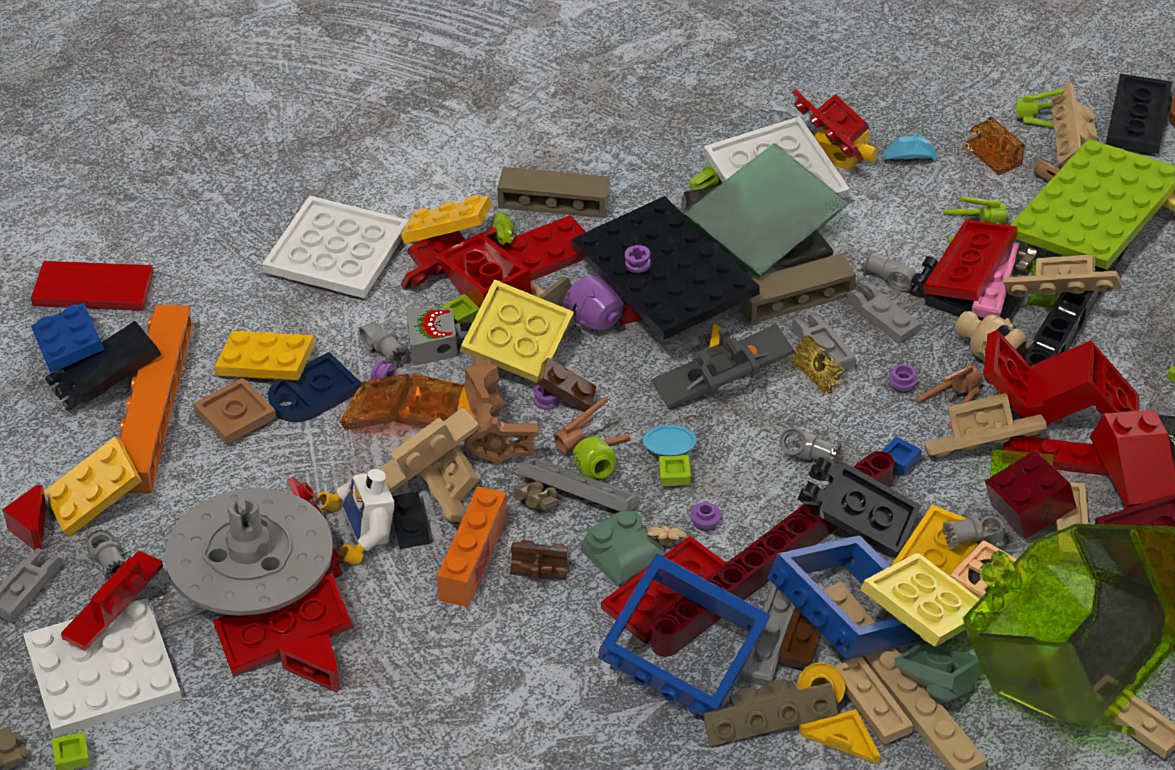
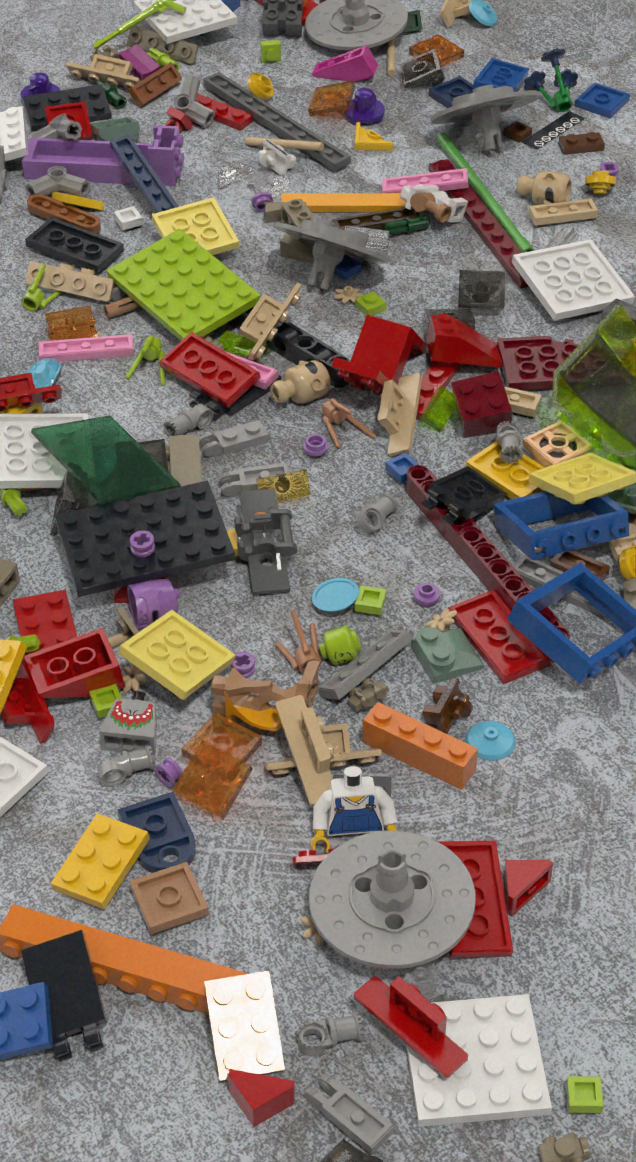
camera: 75 degrees left, 0 degrees up
(515, 611) = (492, 740): none -> medium azure piece
(566, 384) = (246, 642): reddish brown plate -> none
(972, 168) = (87, 348): none -> bright pink tile

